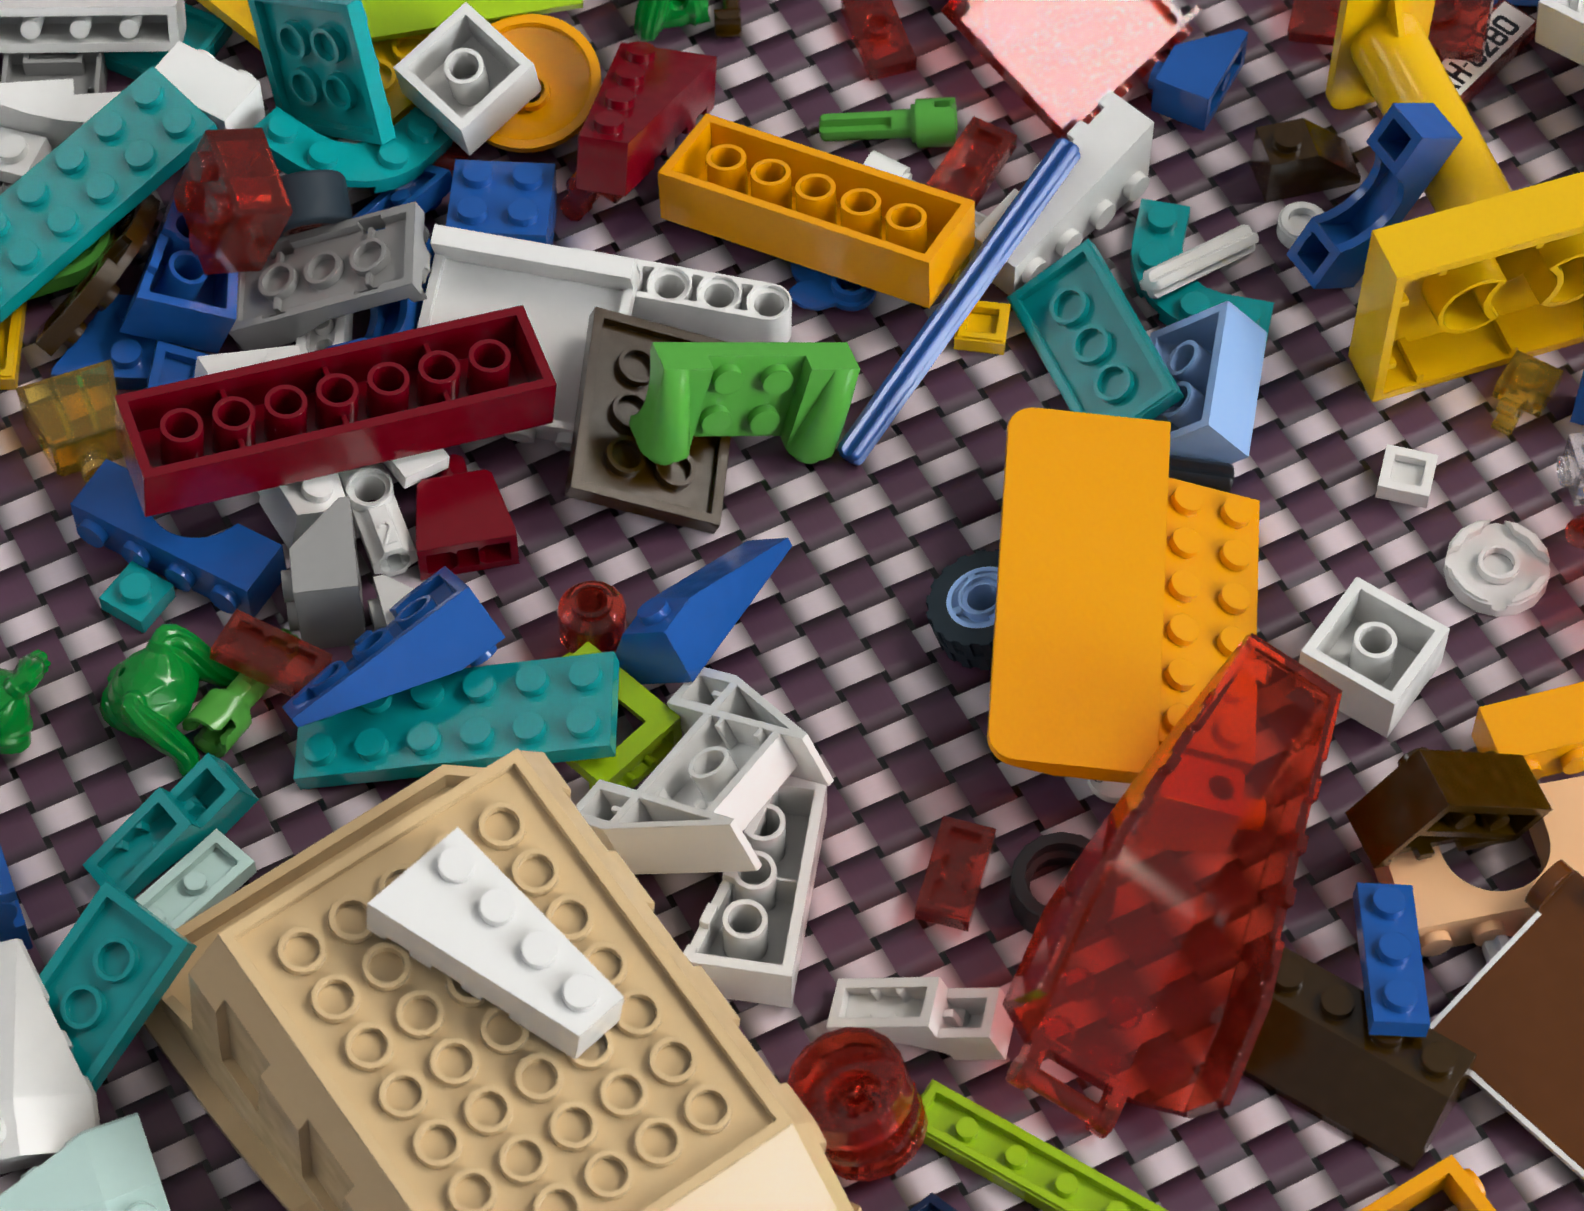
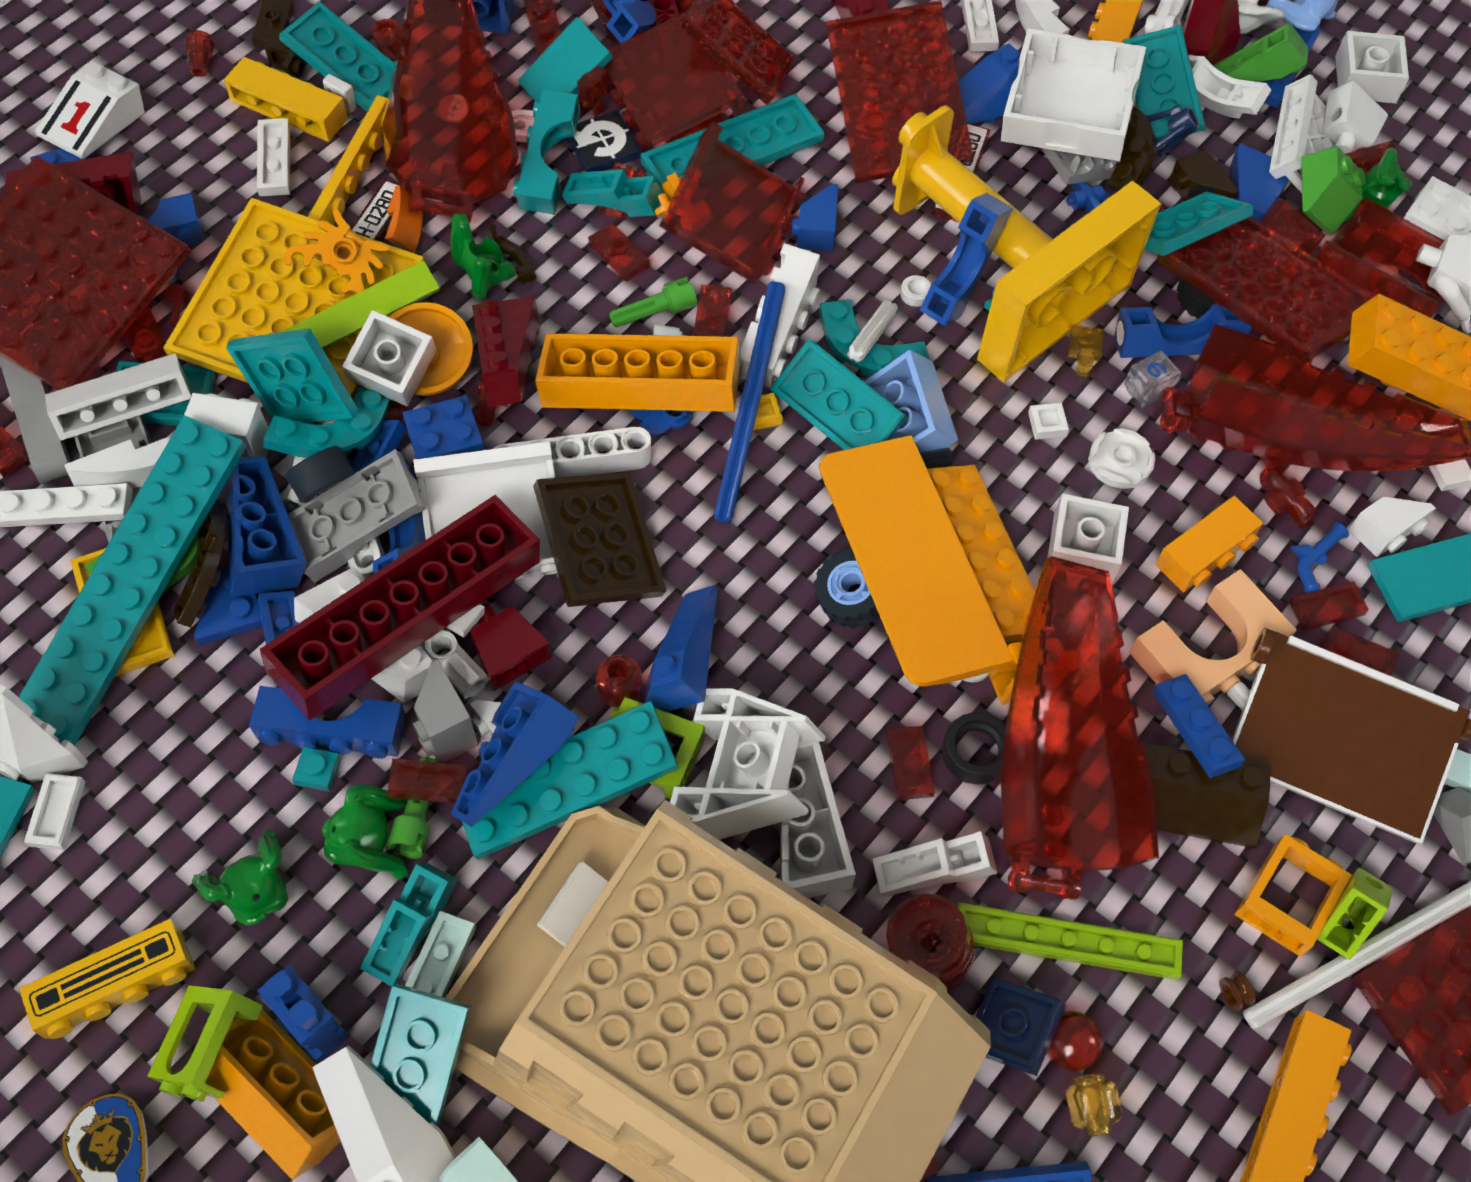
camera: 25 degrees left, 5 degrees up
(74, 418) = (226, 664): clear yellow torso -> none
(232, 201) = (276, 487): clear red brick -> none
(488, 936) = (705, 953): white wedge -> none
(746, 391) = (675, 492): bright green piece -> none
(1300, 160) = (897, 252): dark brown slope -> none
(1447, 800) = (1182, 617): dark brown wedge -> none

